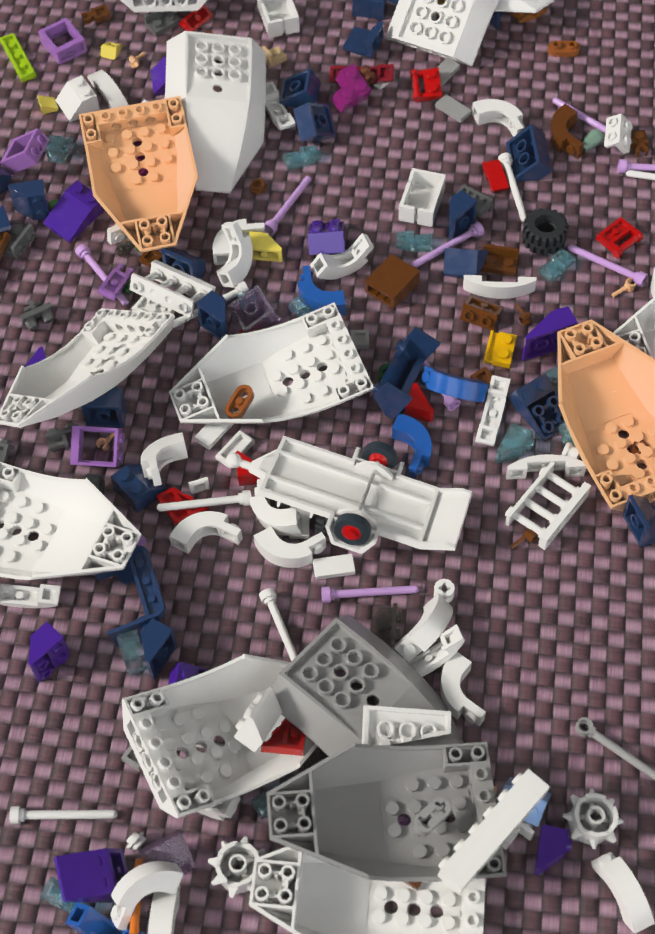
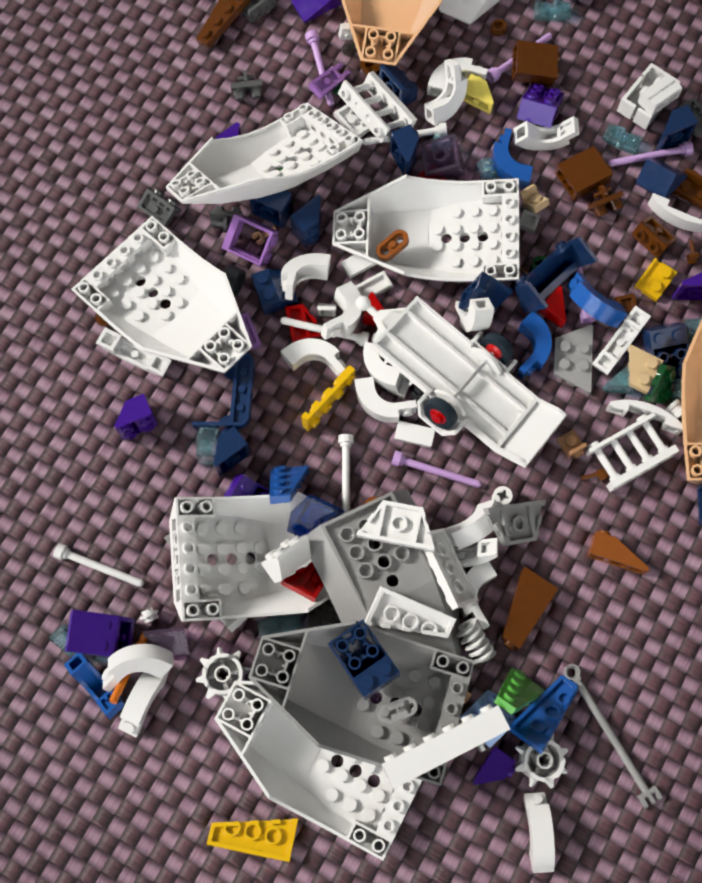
camera: 20 degrees right, 15 degrees up
(146, 411) = (307, 222): none -> dark blue slope
(215, 467) = (347, 322): none -> white arch
(225, 654) = (285, 482): none -> blue wing
(232, 572) = (329, 395): none -> yellow wing
(264, 670) = (311, 514): none -> clear blue slope
(305, 203) = (535, 63): none -> reddish brown brick
(347, 412) = (484, 287): none -> dark blue bracket
(348, 433) = (477, 315): none -> white arch
(355, 320) = (533, 200): none -> tan bracket
(356, 644) = (398, 525): none -> white wing
(379, 778) = (364, 659): none -> dark blue slope
(384, 624) = (436, 508): clear smoke bracket -> none
(419, 303) = (599, 205): none -> reddish brown hips
(420, 669) = (449, 571): none -> white plate
(431, 190) = (659, 94): none -> white brick
(456, 443) = (574, 358): none -> light grey wing
(467, 606) = (516, 522): none -> light grey wing
(478, 730) = (476, 641): none -> white piece
(489, 520) = (571, 445): none -> medium nougat bracket
(513, 680) = (527, 605): none -> reddish brown slope
(524, 426) = (642, 368): none -> tan wing
(541, 760) = (517, 692): none -> bright green wing
(547, 430) = (662, 384): none -> dark green wing
(571, 600) = (613, 552): none -> dark orange slope
(576, 775) = (543, 716): none -> blue wing

